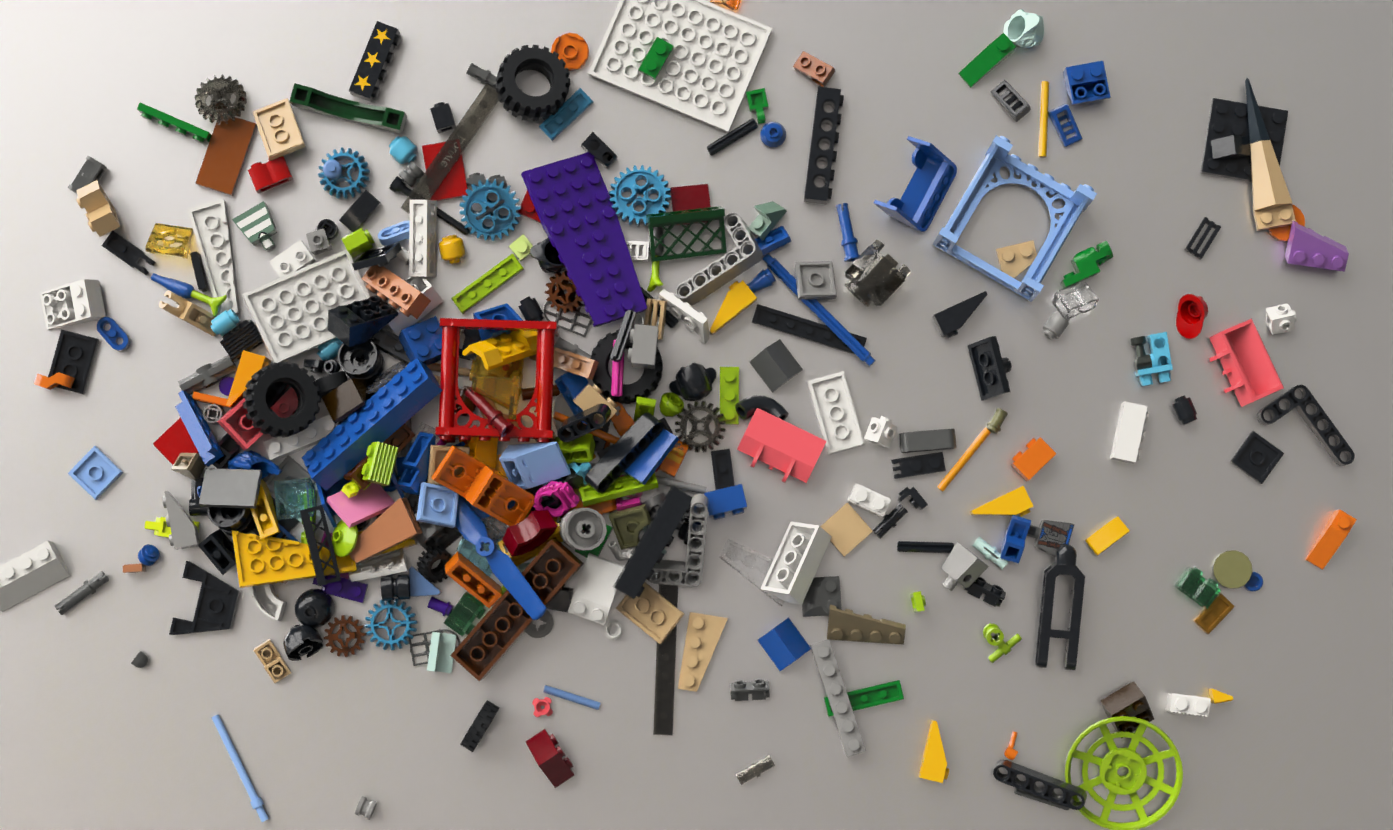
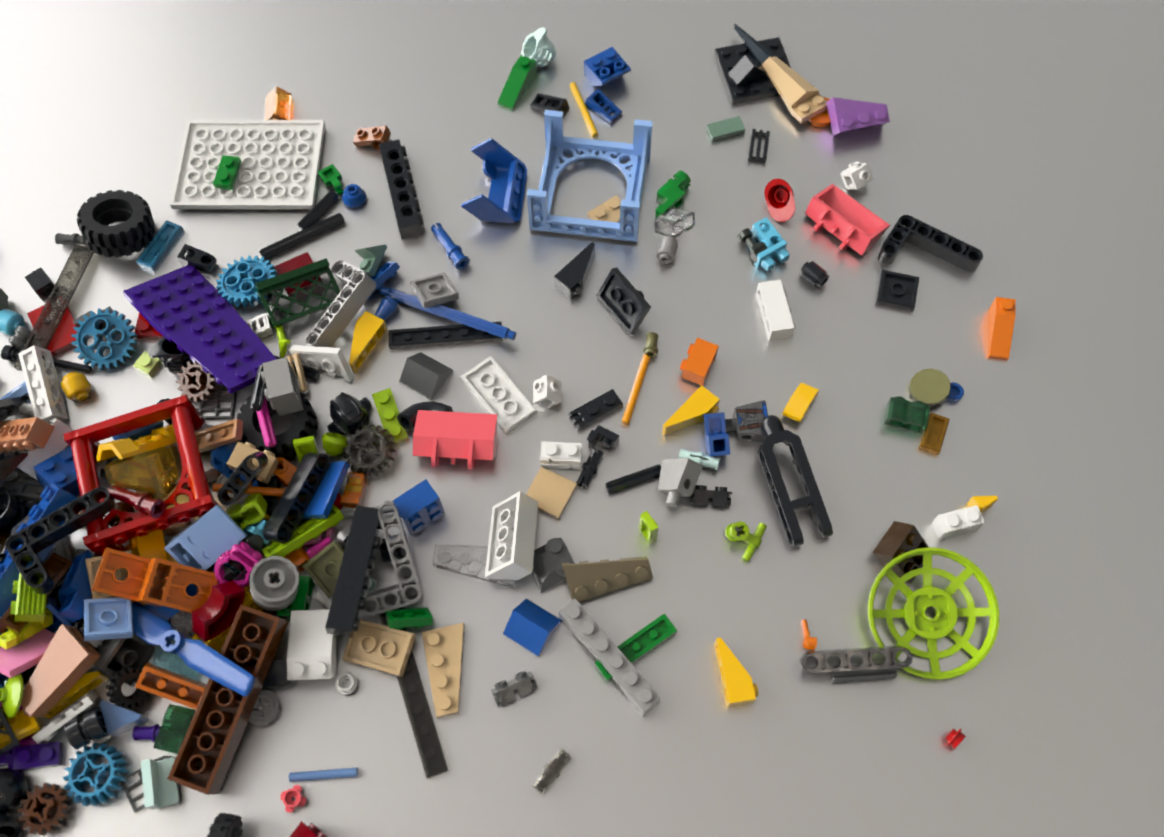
camera: 20 degrees left, 20 degrees down
(414, 418) = (53, 534): none -> black beam
(487, 283) = (127, 398): lime tile -> none
(572, 50) = (154, 194): orange tile -> none
(683, 597) = (408, 618): none -> green plate
(707, 161) = (302, 235): none -> black axle
(722, 468) = (403, 477): black plate -> none
(874, 277) = (487, 263): clear smoke piece -> none
(927, 440) = (594, 384): dark grey beam -> none
(1178, 203) = (725, 128): none -> sand green tile

